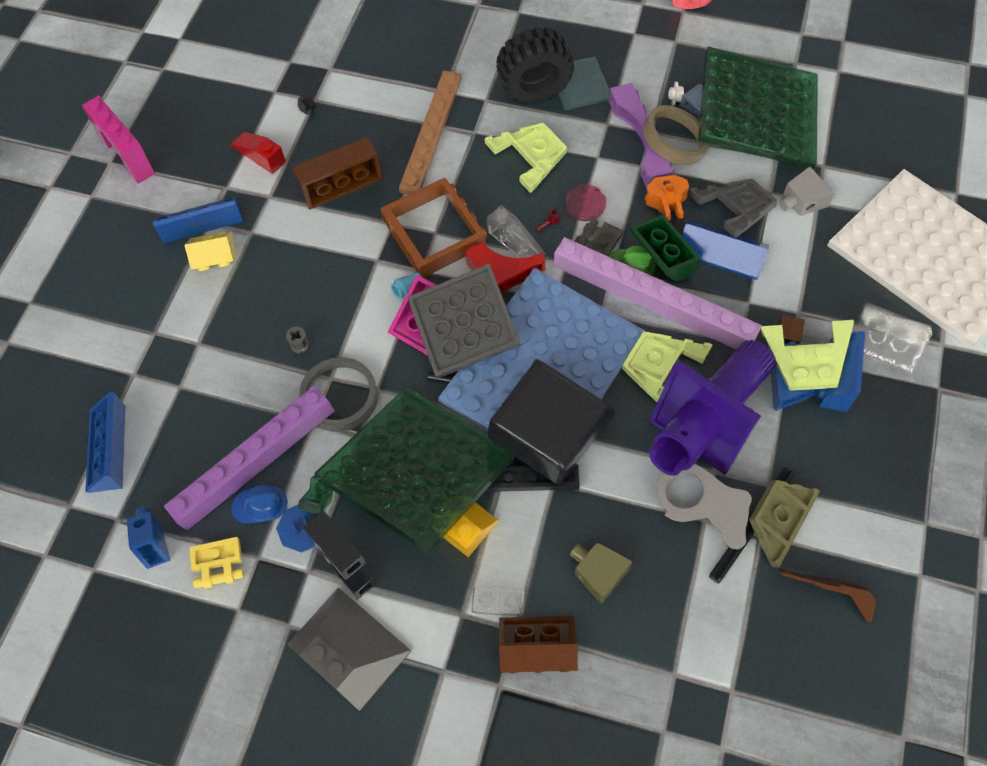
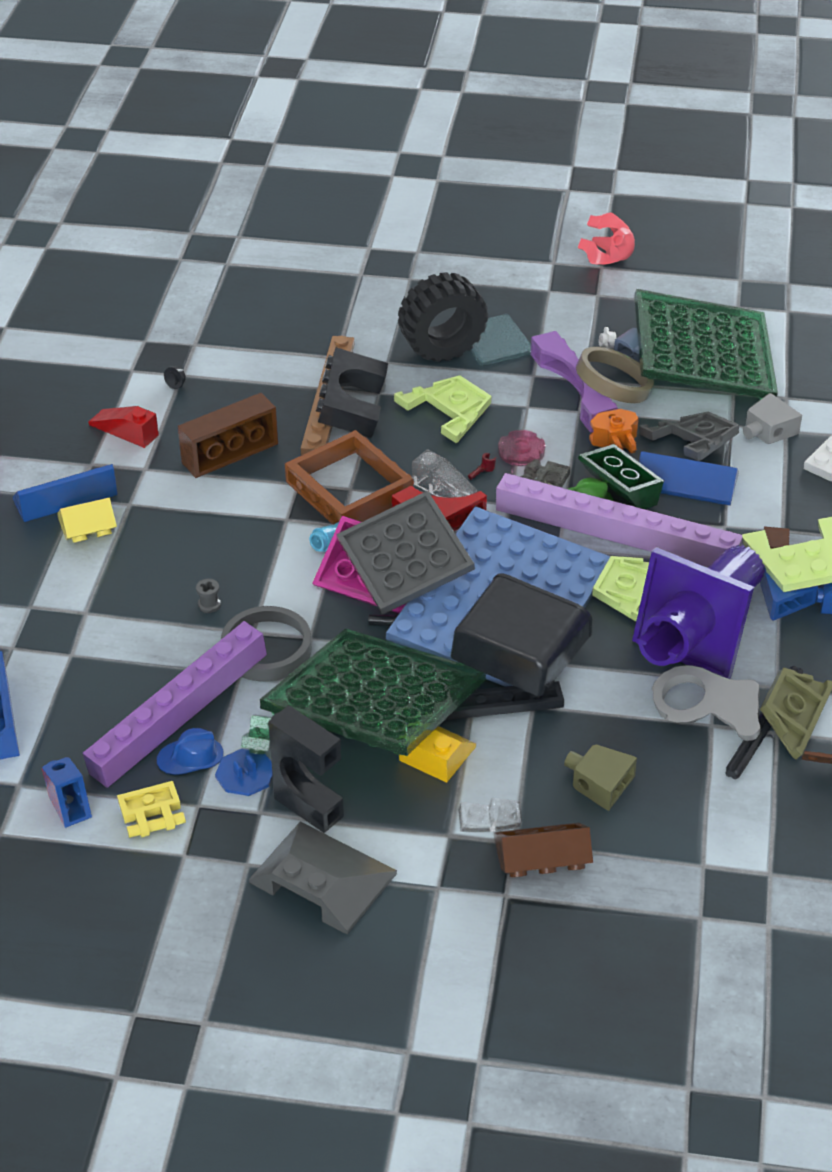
camera: 10 degrees left, 20 degrees down
(434, 152) = (338, 407): none -> black arch

